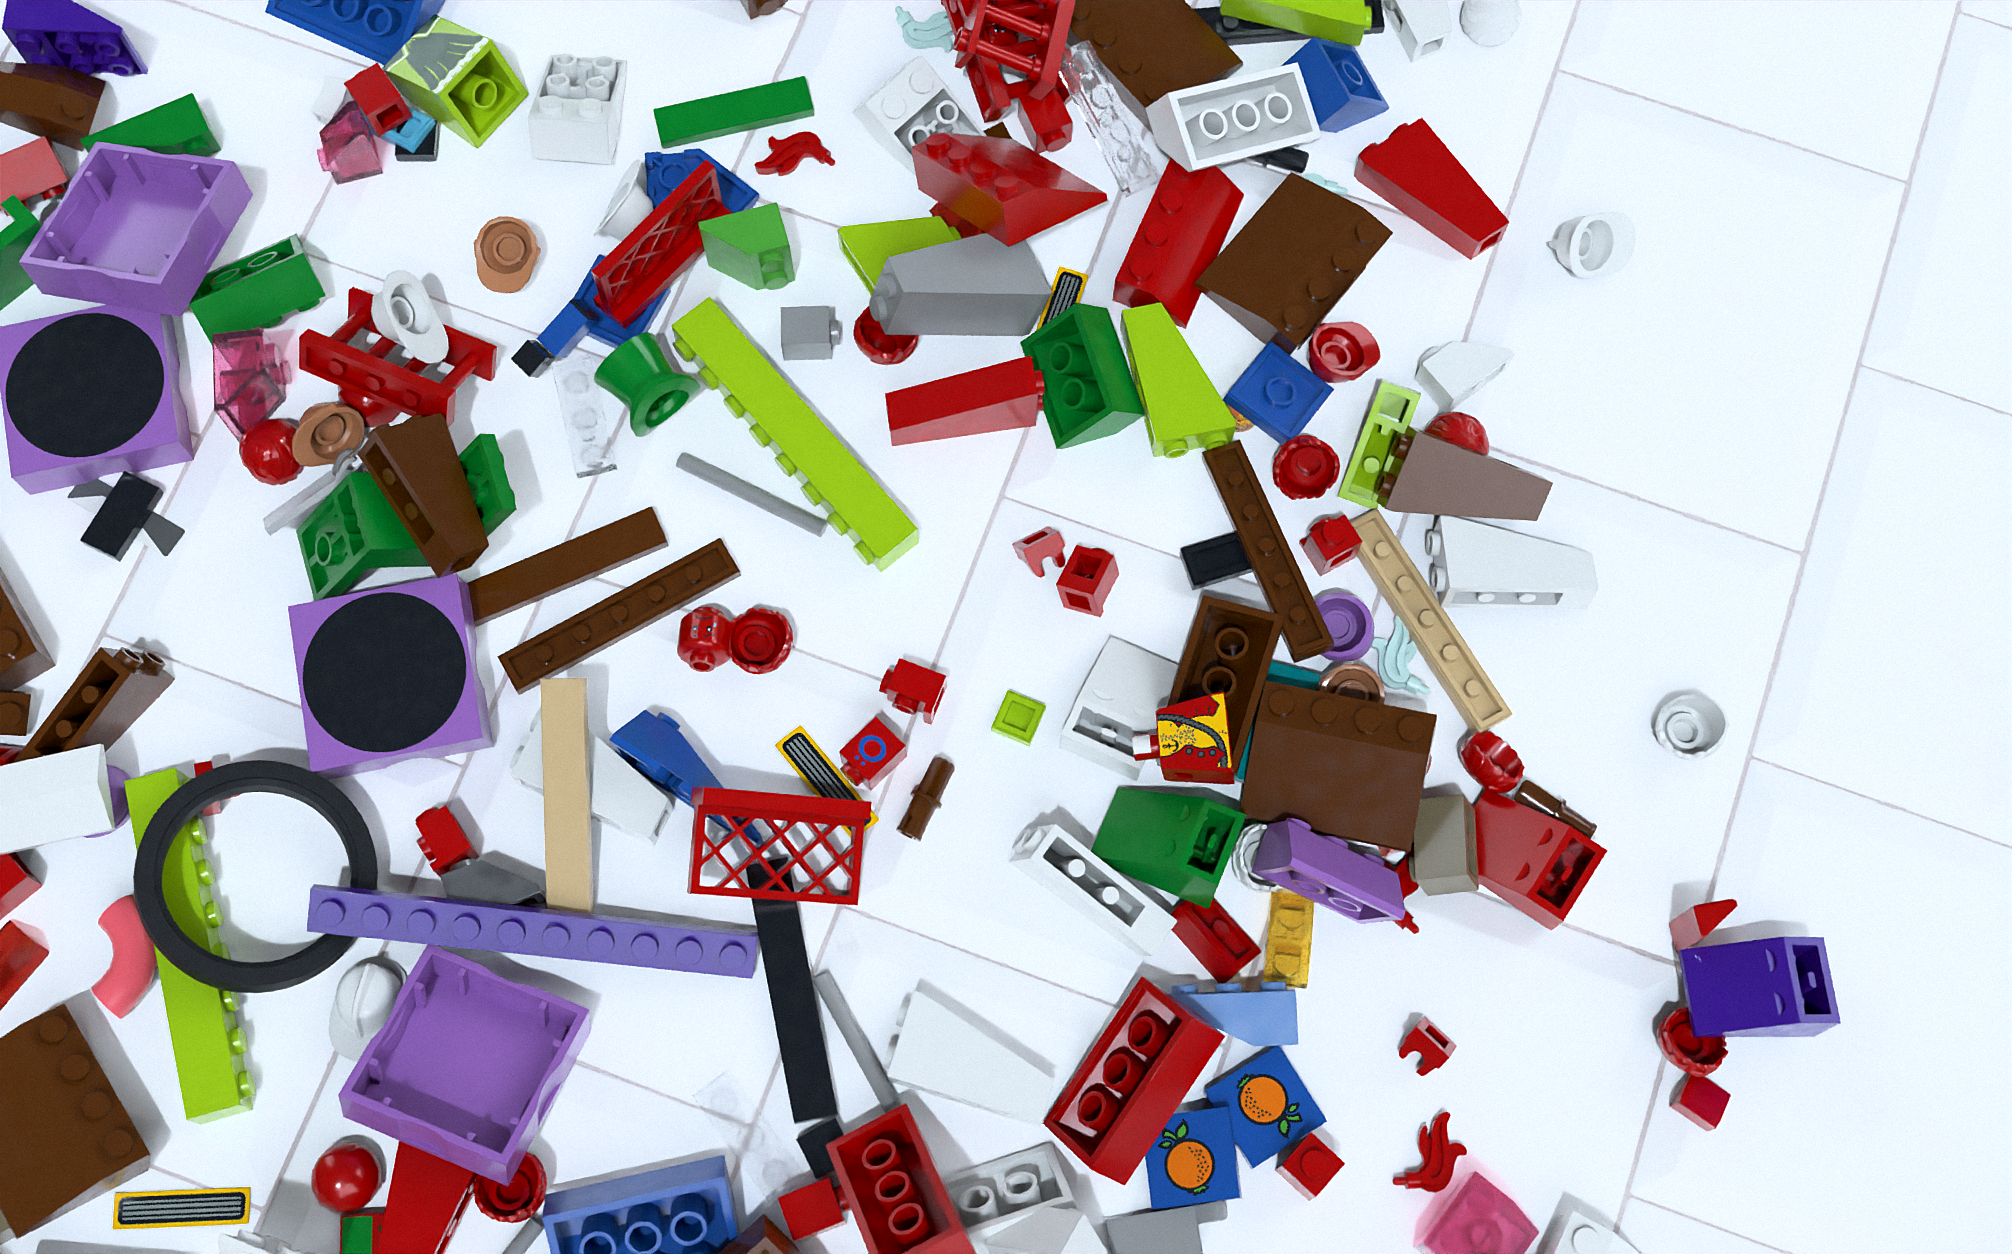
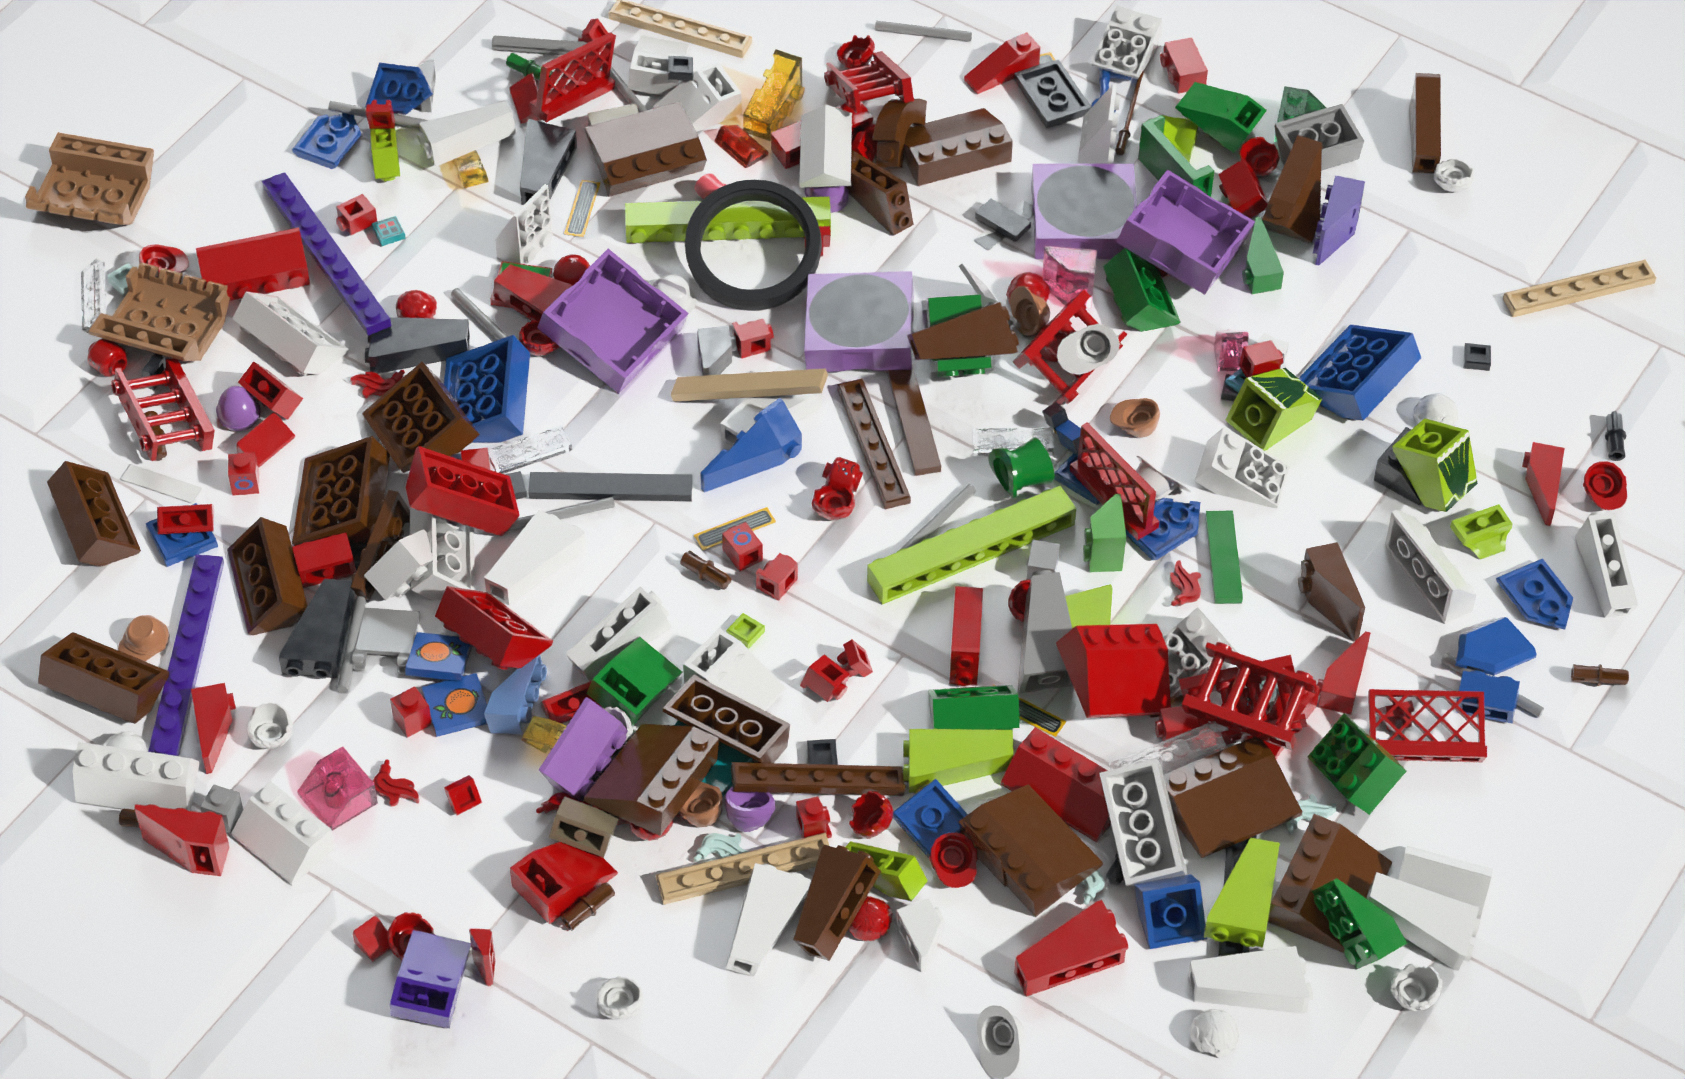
camera: 105 degrees right, 20 degrees down
(531, 931) = (679, 365): plate -> none
(779, 807) = (717, 484): red fence -> none
(1191, 741) = (686, 684): torso -> none
(1491, 762) = (632, 874): red hair -> none

